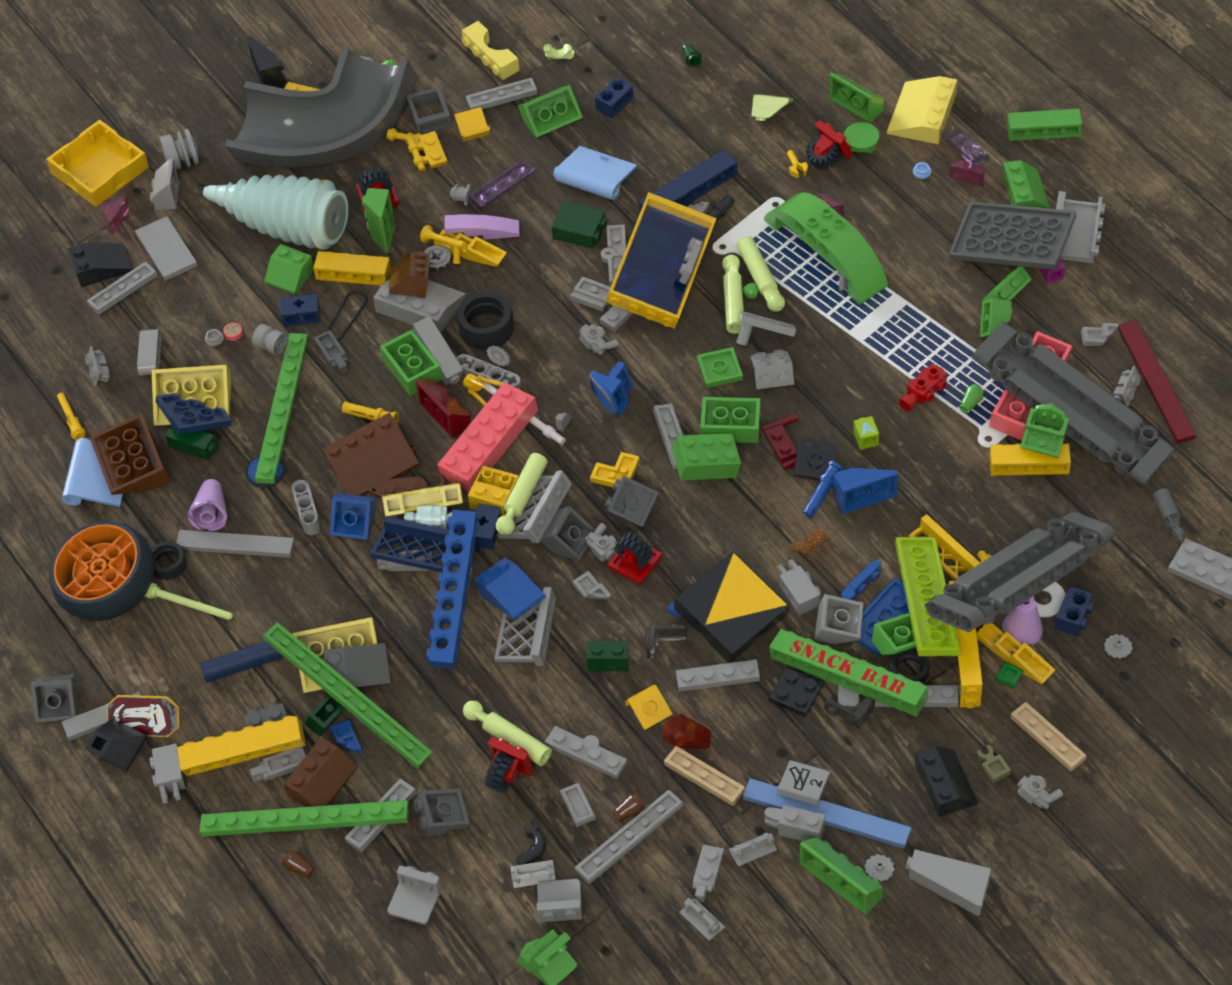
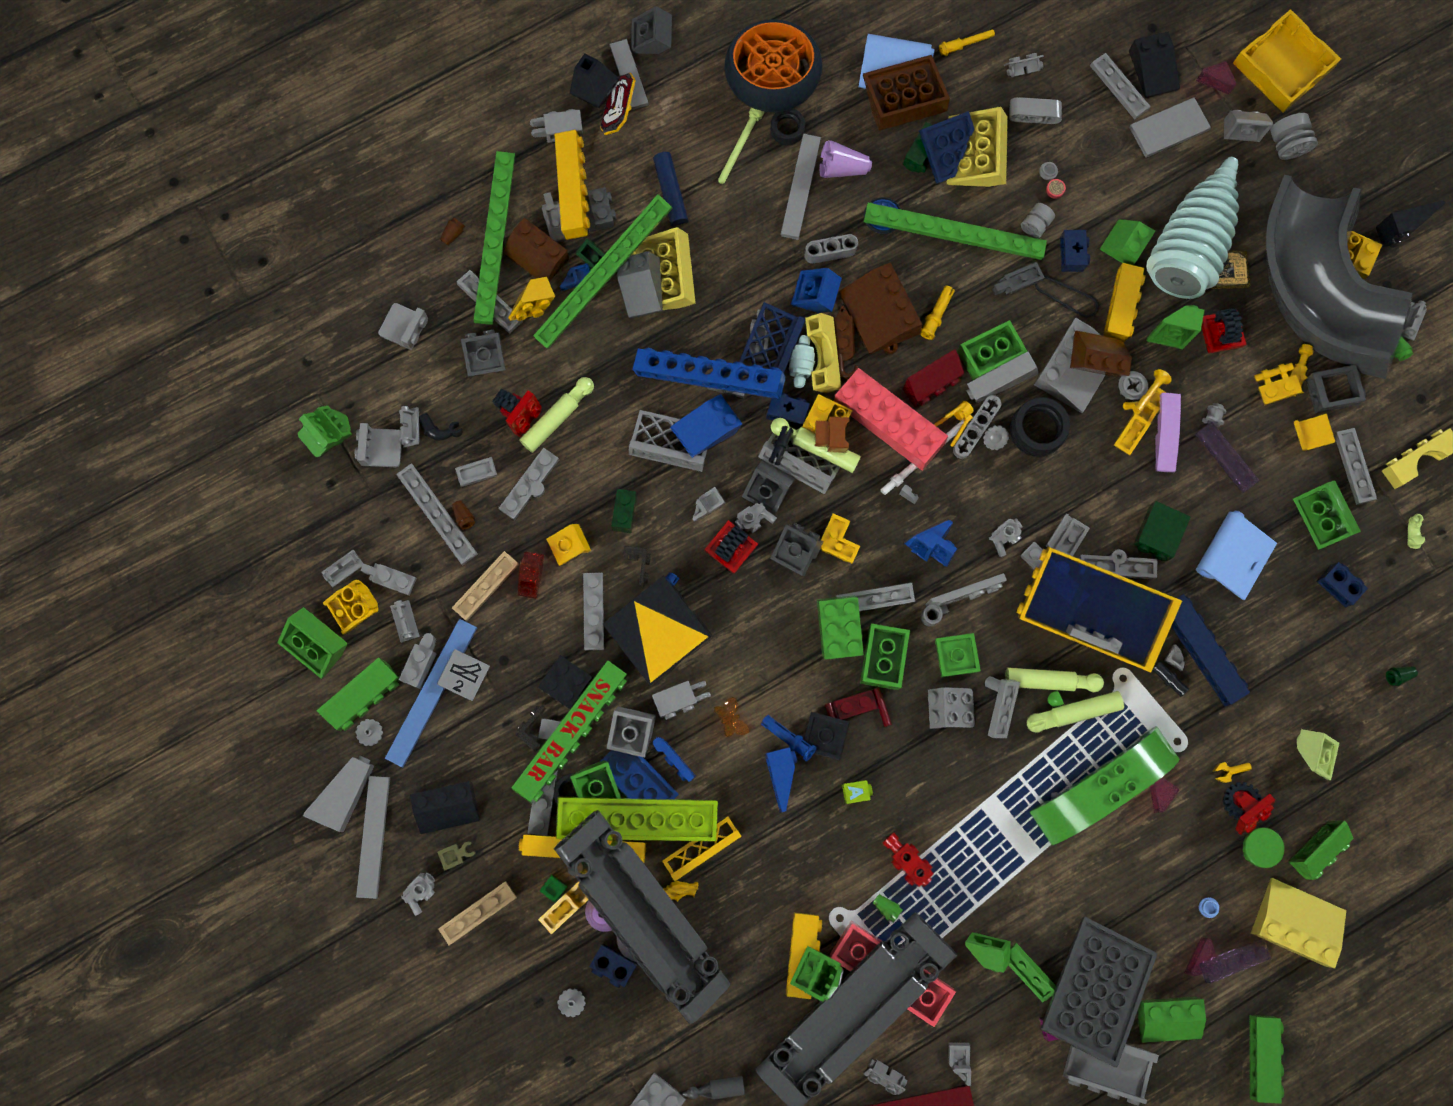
camera: 85 degrees right, 25 degrees up
(380, 763) = (533, 300): none -> yellow slope
(512, 471) = (832, 434): none -> dark orange piece
(528, 512) = (781, 445): none -> black pin
(679, 388) = (973, 591): none -> light grey hinge
(745, 901) = (351, 605): none -> yellow slope
(790, 934) = (311, 642): none -> bright green slope
(992, 845) = (373, 837): none -> light grey tile

